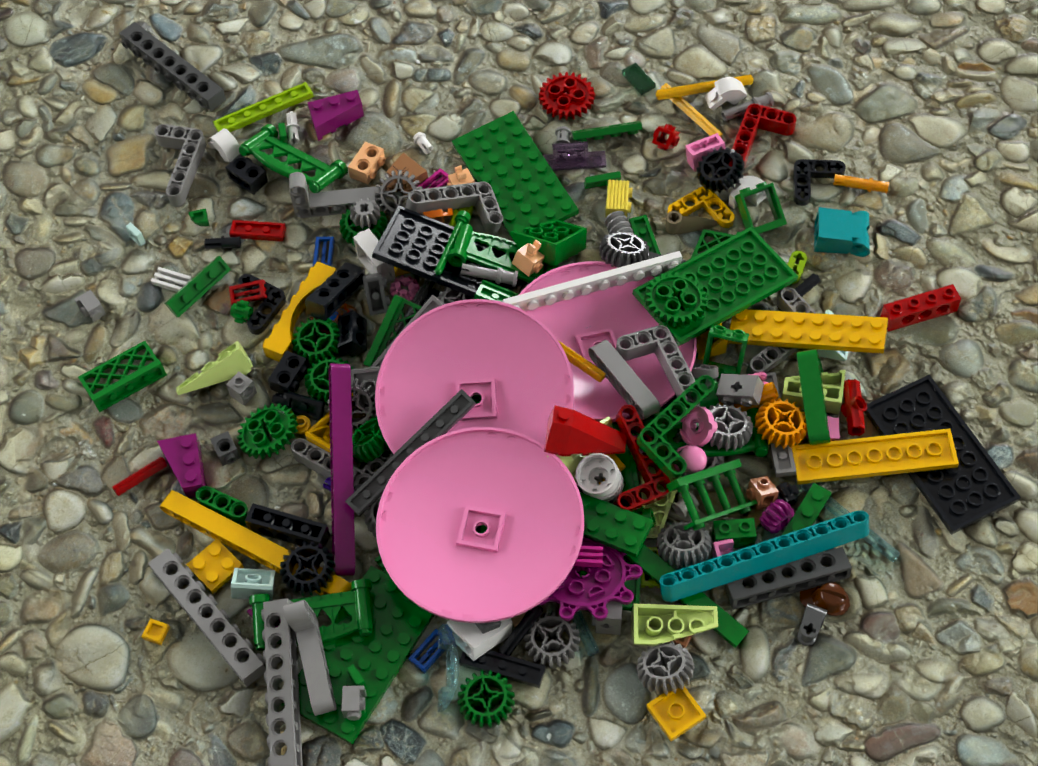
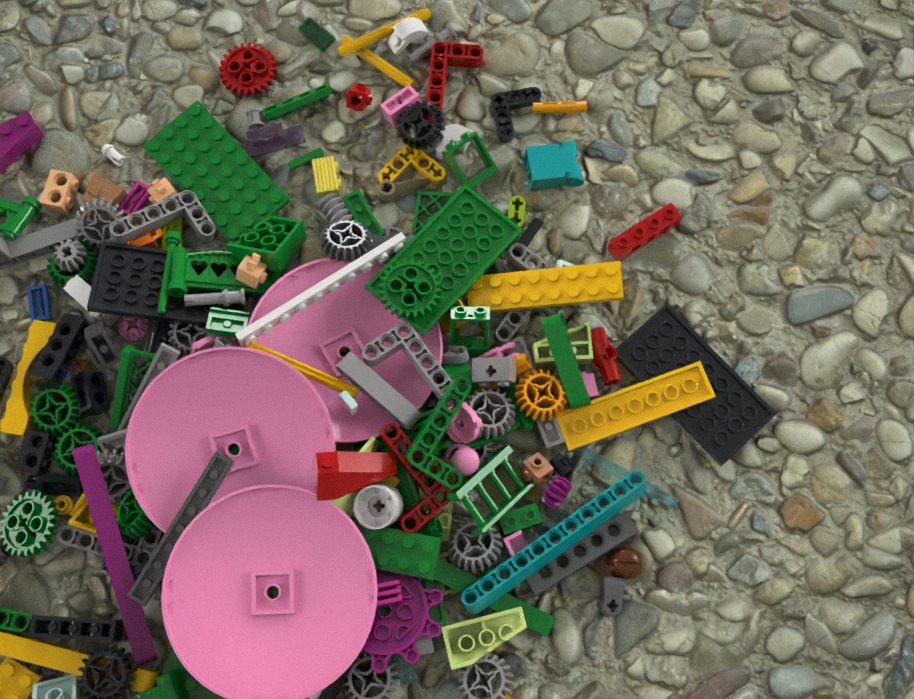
camera: 20 degrees left, 15 degrees up
(593, 382) = (348, 402): none -> light aqua tile
(808, 509) = (582, 482): green plate -> none

